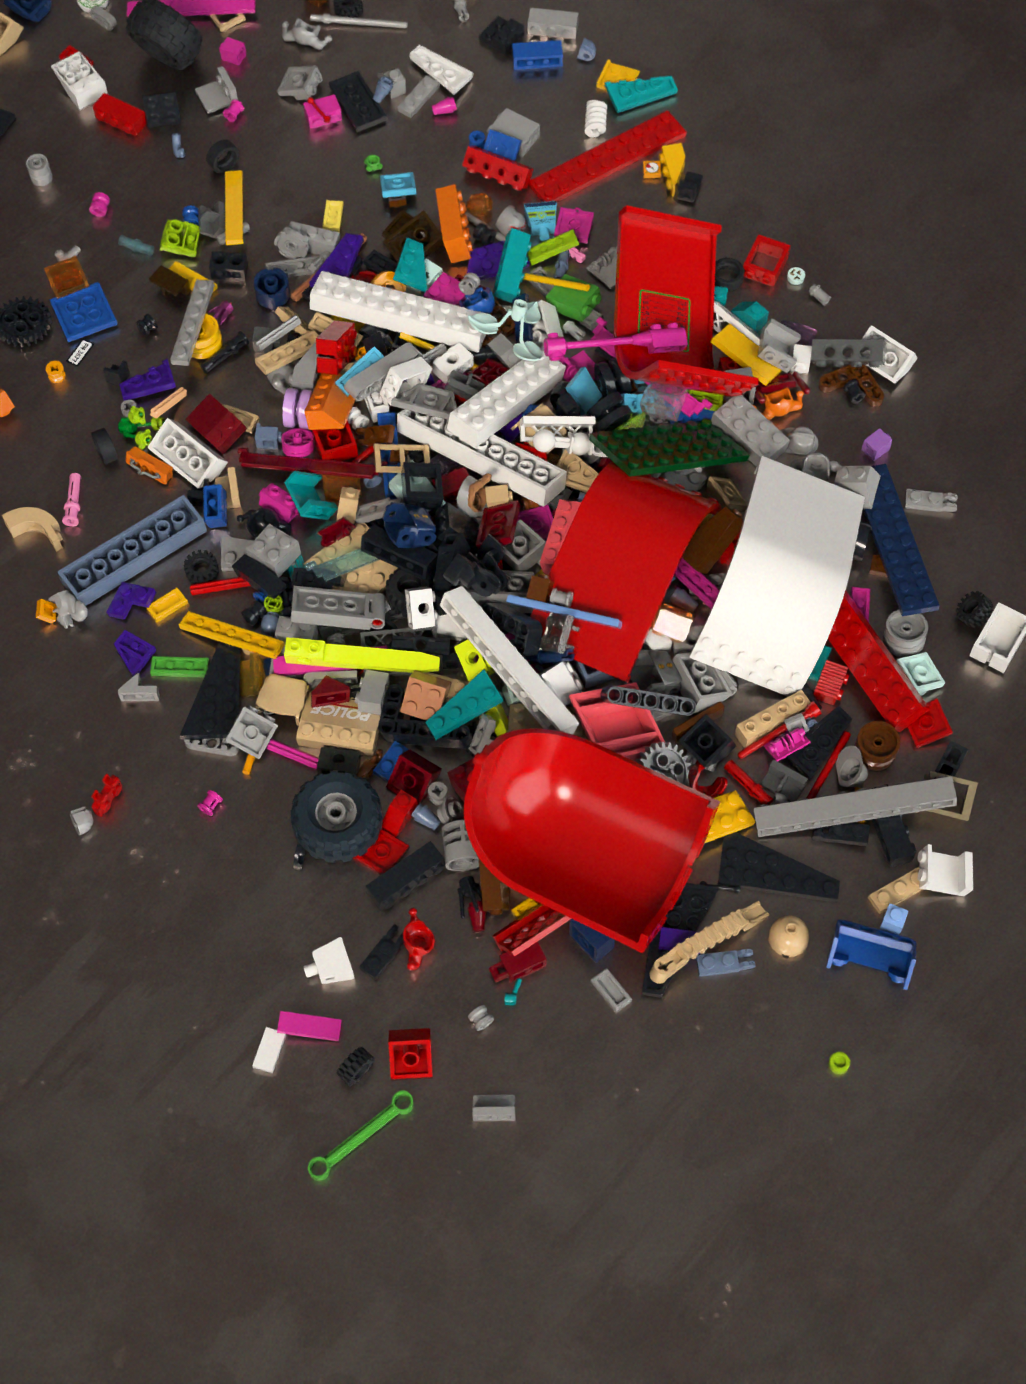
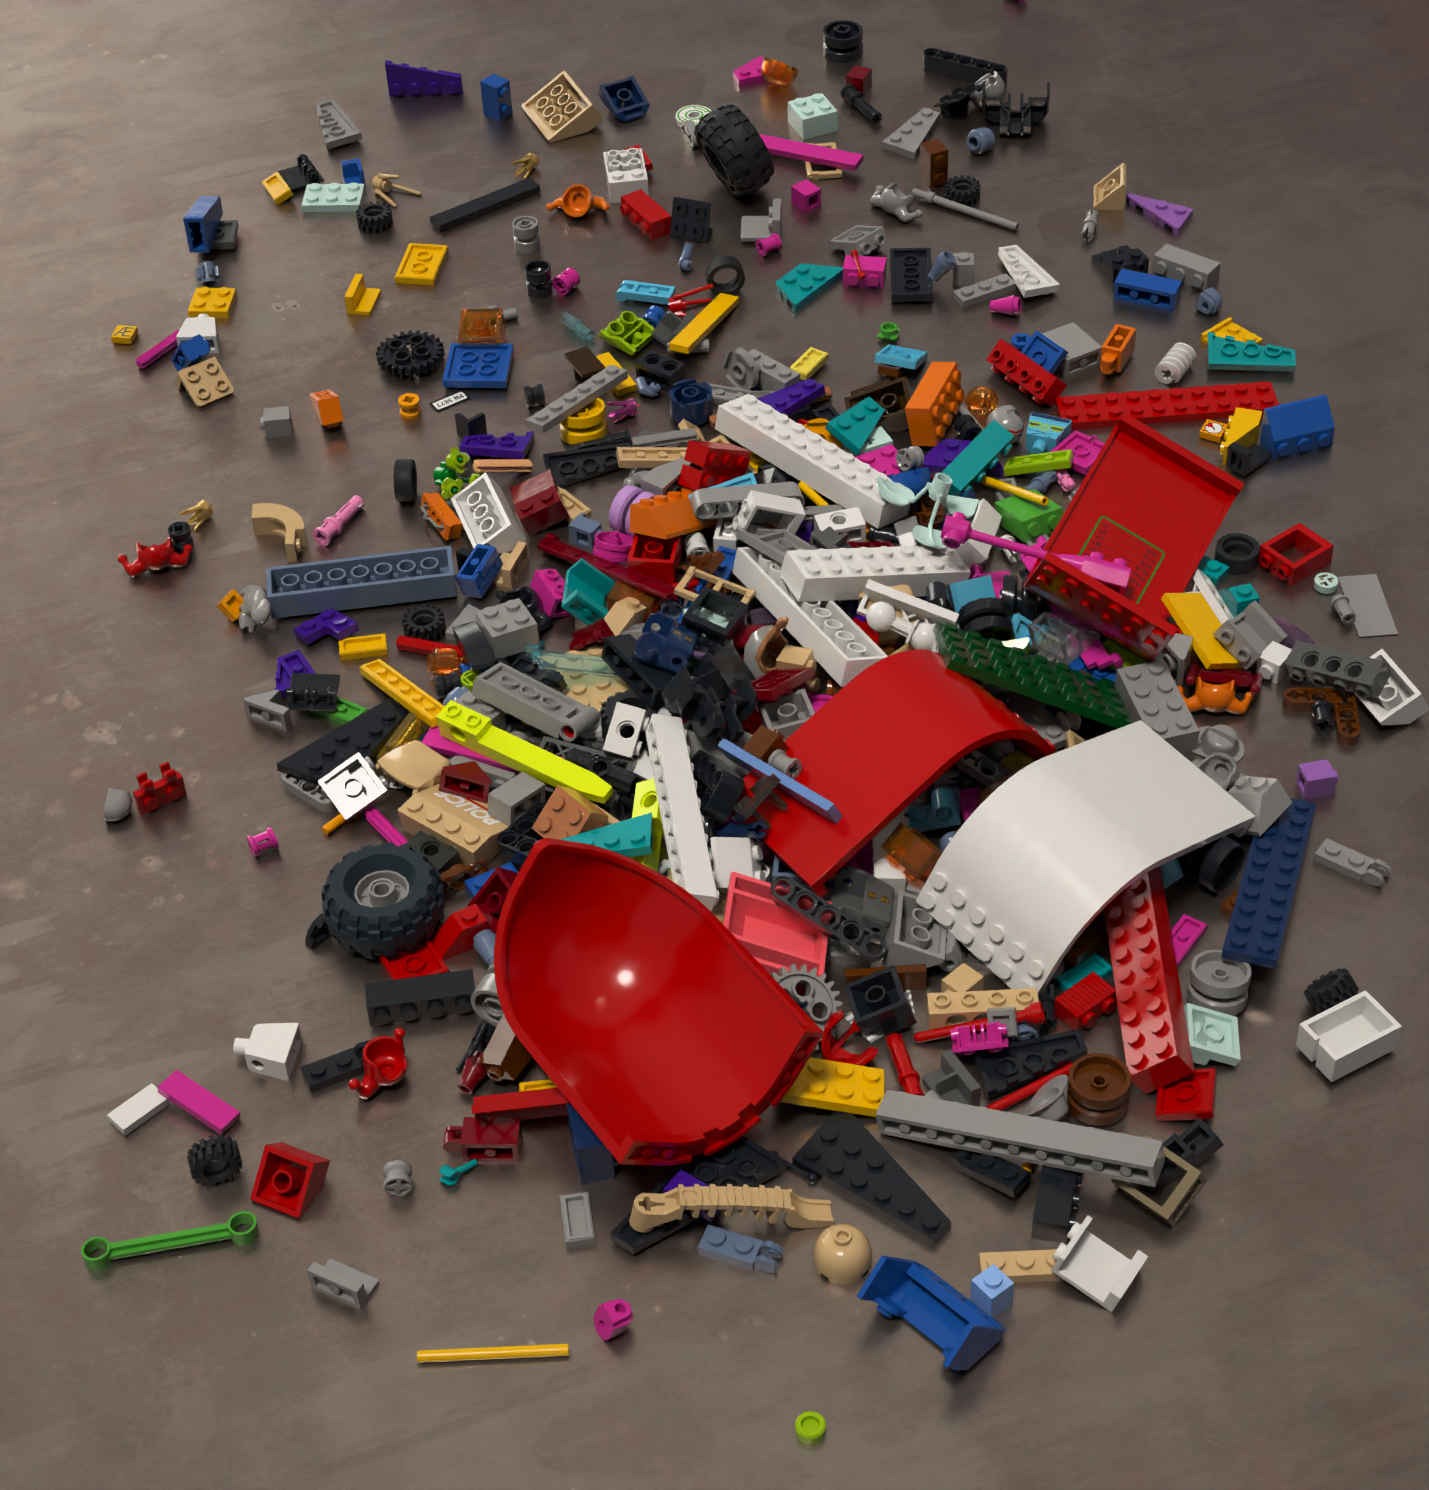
camera: 30 degrees right, 20 degrees down
(58, 121) = (578, 201): none -> orange piece
(78, 211) = (538, 279): none -> black wheel
(162, 662) = (313, 692): none -> black hinge
(167, 192) = (645, 292): none -> medium azure plate
(200, 195) = (679, 305): none -> red plant
(225, 373) = (582, 464): none -> black wing
(226, 286) = (644, 389): none -> sand blue arm
(239, 596) = (443, 661): none -> clear orange head
(282, 137) = (806, 283): none -> teal wing
(549, 121) = (1117, 349): none -> orange brick
(619, 1109) = (489, 1353): none -> yellow piece
(681, 1051) = (612, 1318): none -> dark pink piece
(712, 148) = (1297, 427): none -> blue slope
(748, 705) = (962, 980): none -> tan brick
(831, 282) = (1368, 604): none -> light grey sticker

